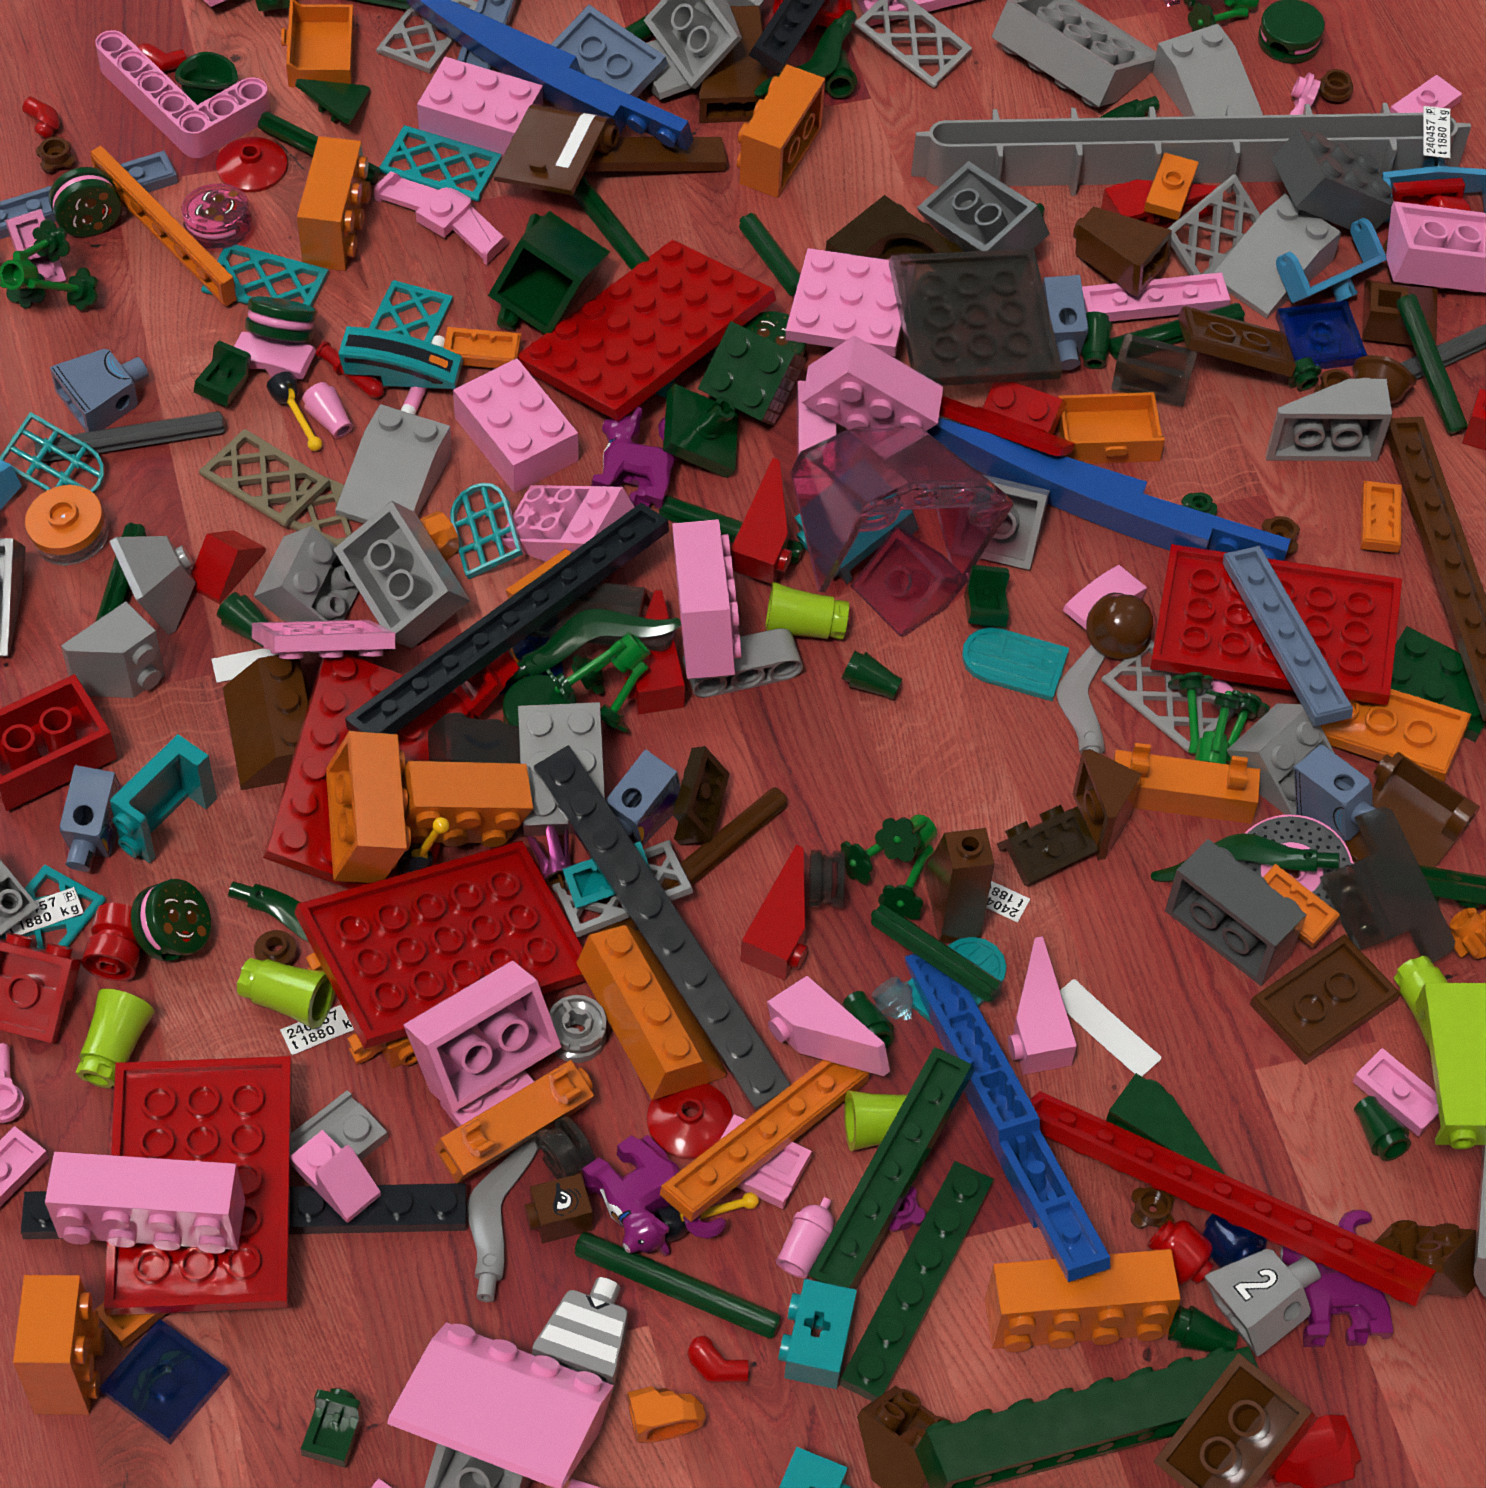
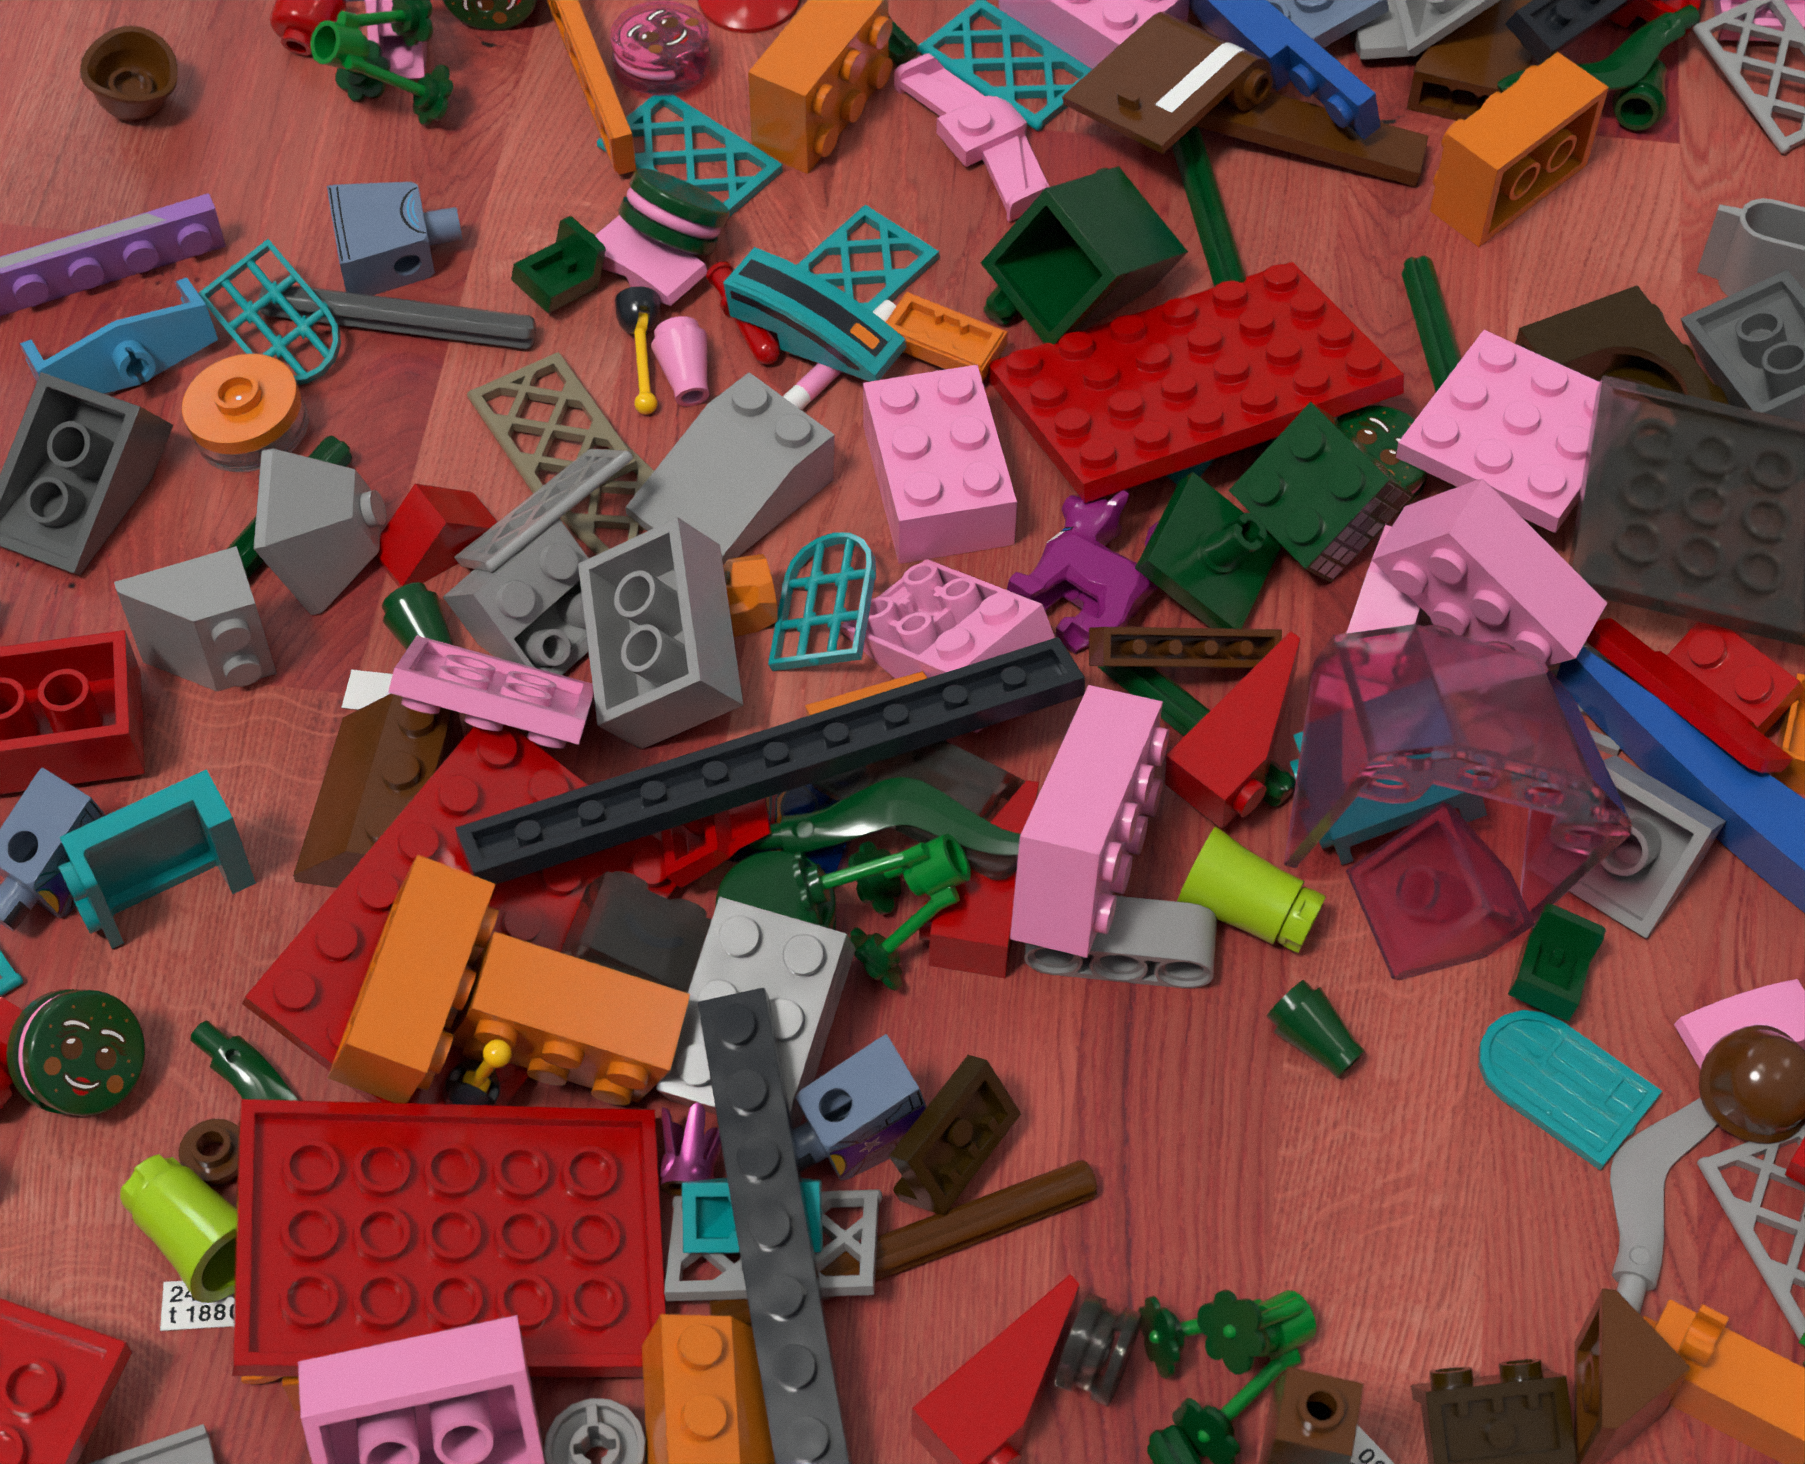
camera: 25 degrees right, 0 degrees up
(278, 531) = (542, 509): none -> light grey window
(709, 488) = (1180, 647): none -> reddish brown piece

